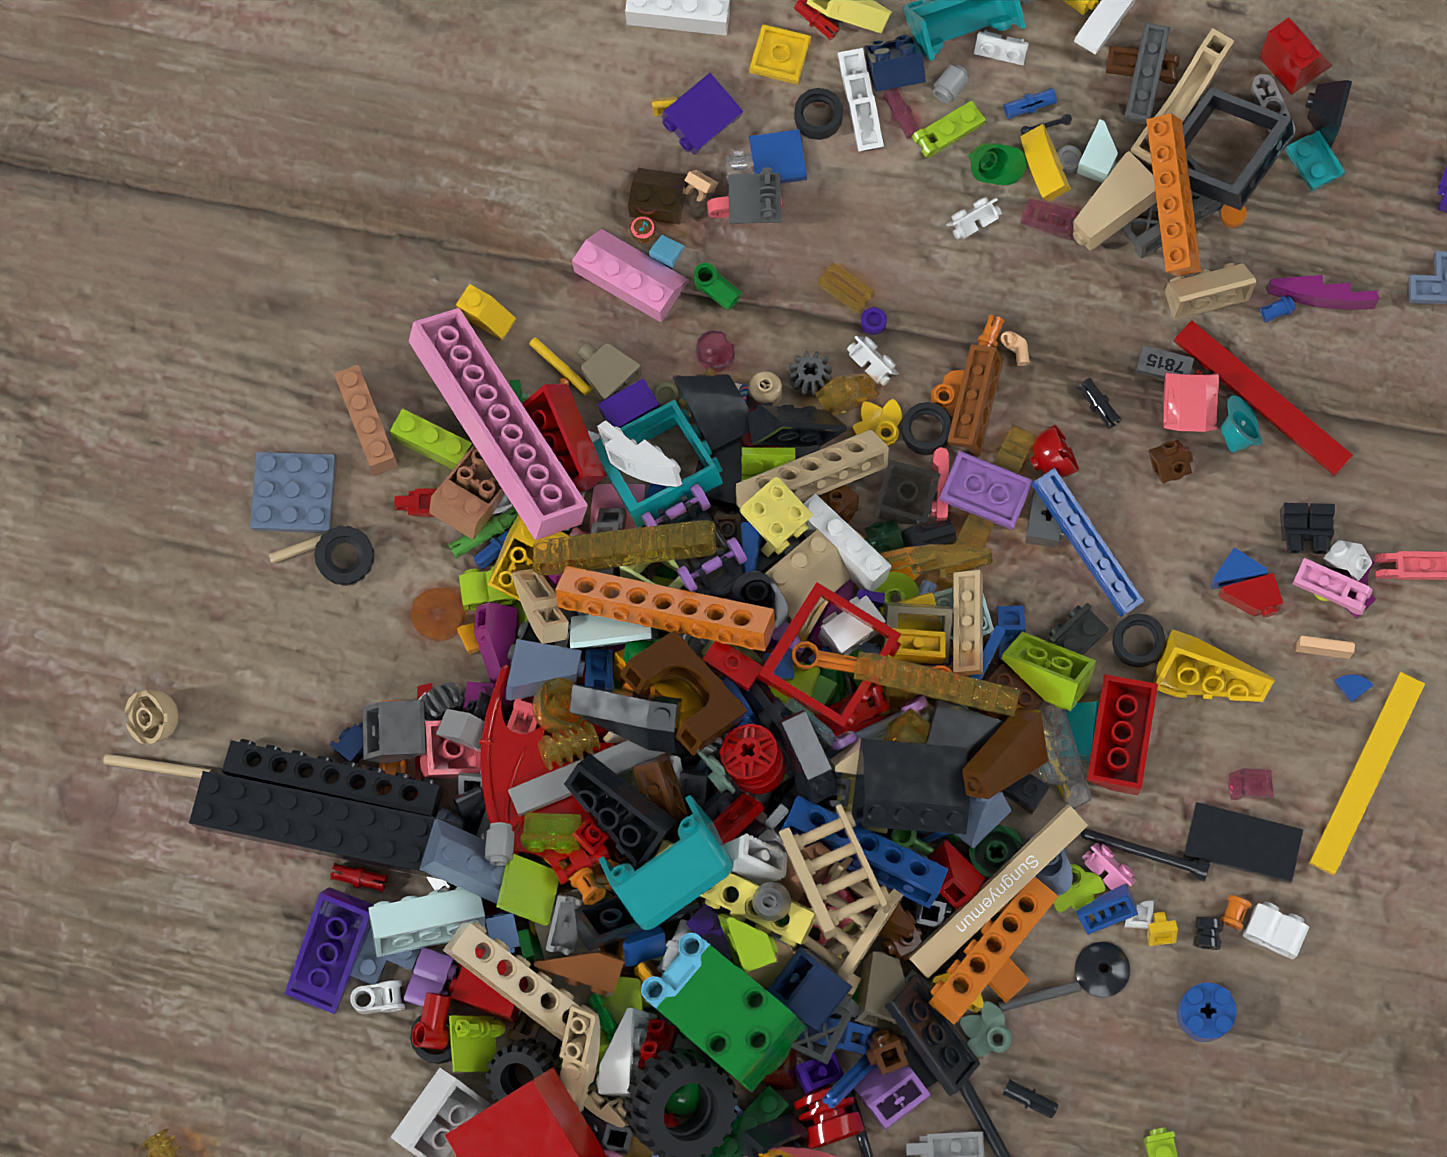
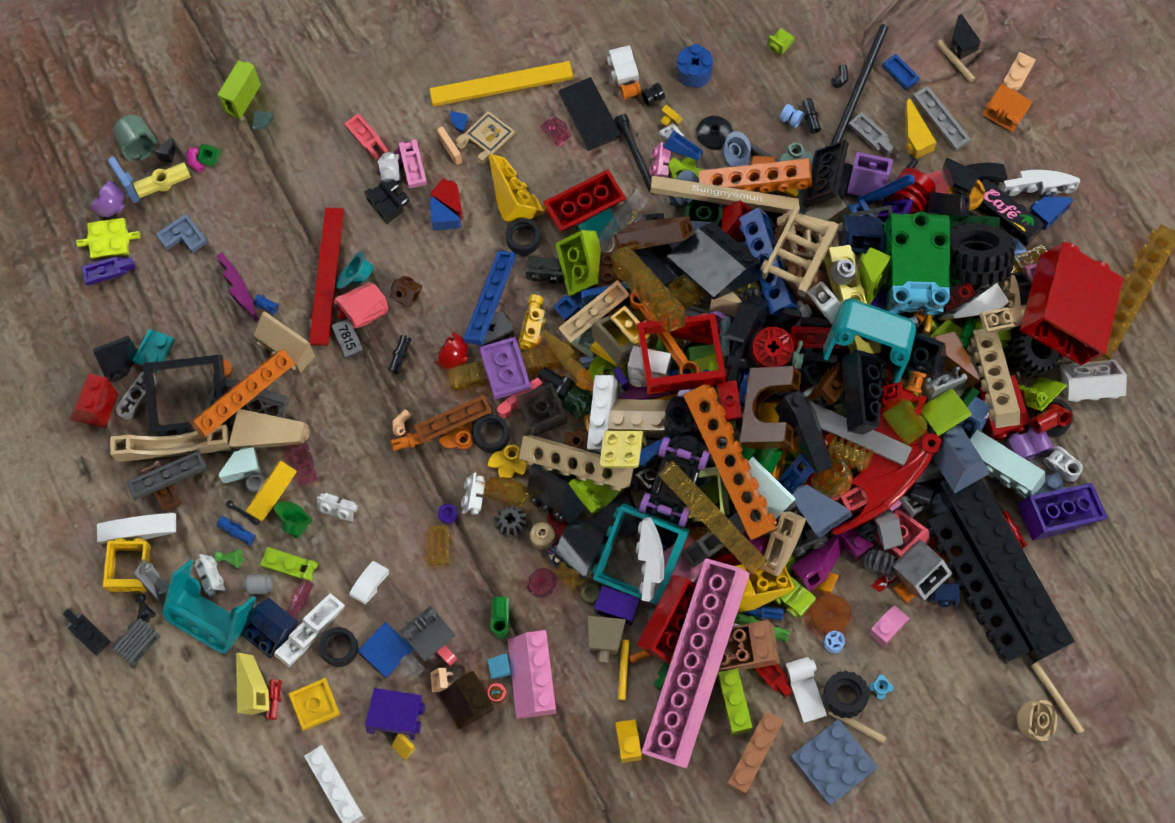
camera: 130 degrees left, 5 degrees down
(322, 593) = (881, 681): none -> medium azure plate
(373, 660) = (888, 626): none -> bright pink slope
(386, 525) = (801, 678): none -> white door
(404, 585) = (836, 639): none -> light blue wheel
(499, 843) = (938, 439): light grey brick -> none
(862, 188) = (368, 582): none -> white slope
(886, 1051) = (854, 187): reddish brown brick -> none
(999, 81) = (234, 558): none -> bright green piece
(1014, 564) = (532, 323): none -> yellow brick
(1047, 1072) = (791, 116): none -> light blue wheel
(1048, 962) = (736, 149): none -> sand blue piece
(1307, 706) = (488, 134): none -> tan flag

